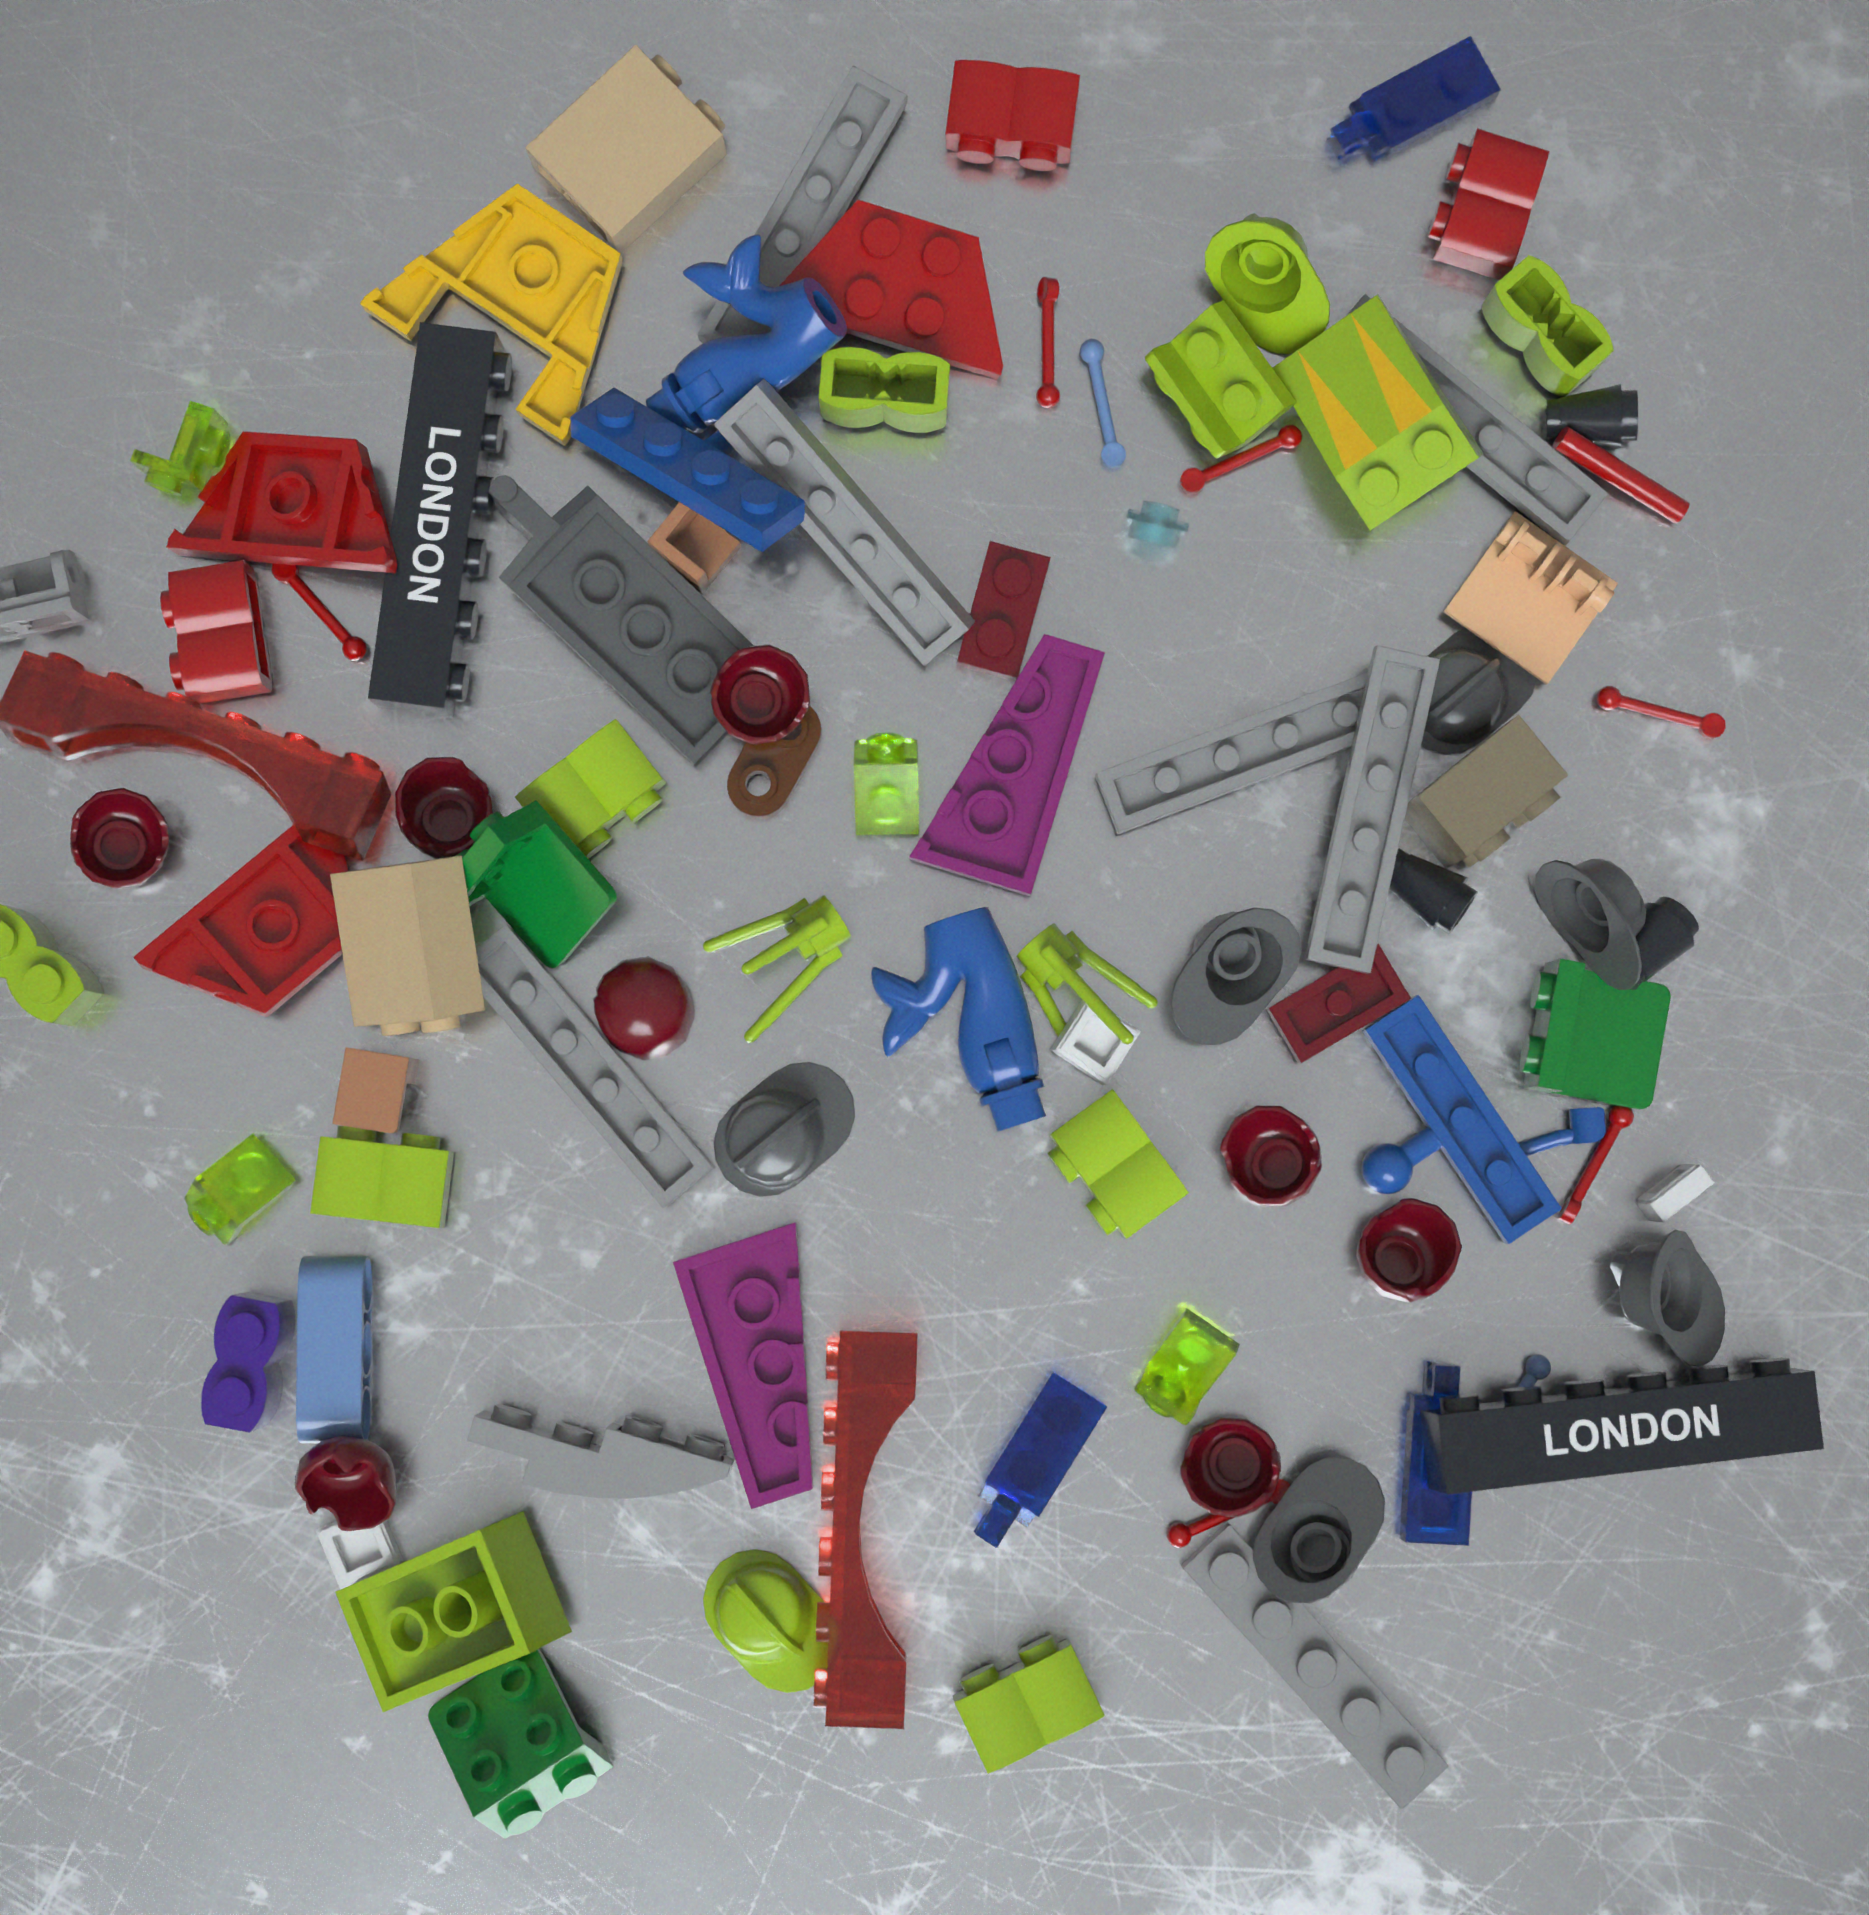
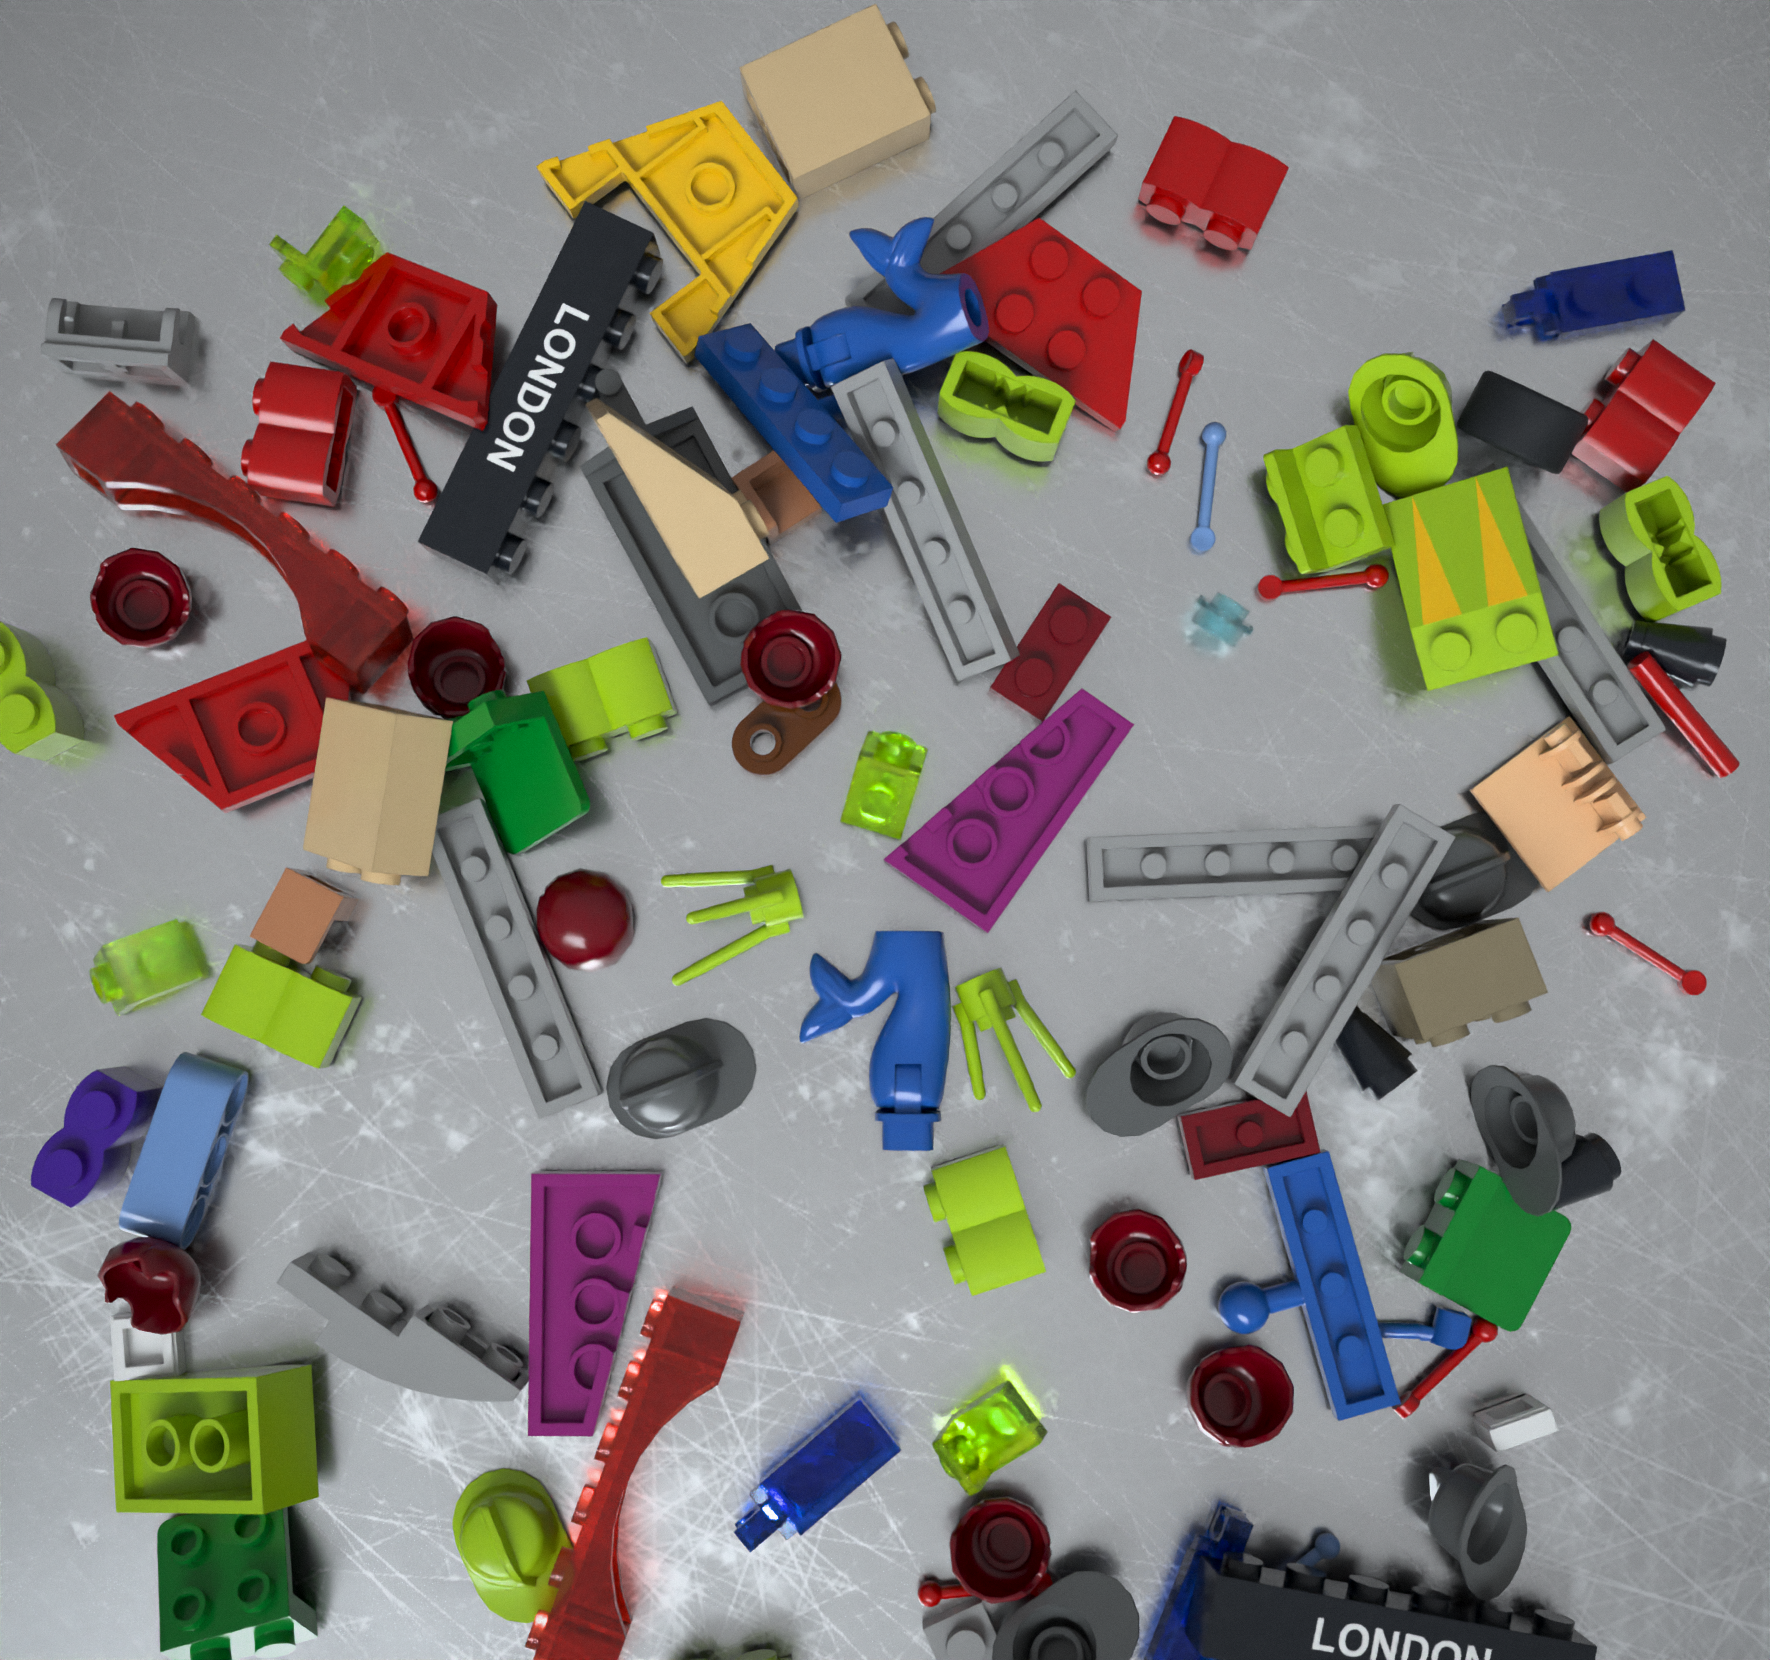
camera: 20 degrees right, 0 degrees up
(635, 594) = (700, 521): none -> tan slope
(1092, 1045) = (998, 1096): white tile -> none
(1378, 247) = (1522, 422): none -> black tyre

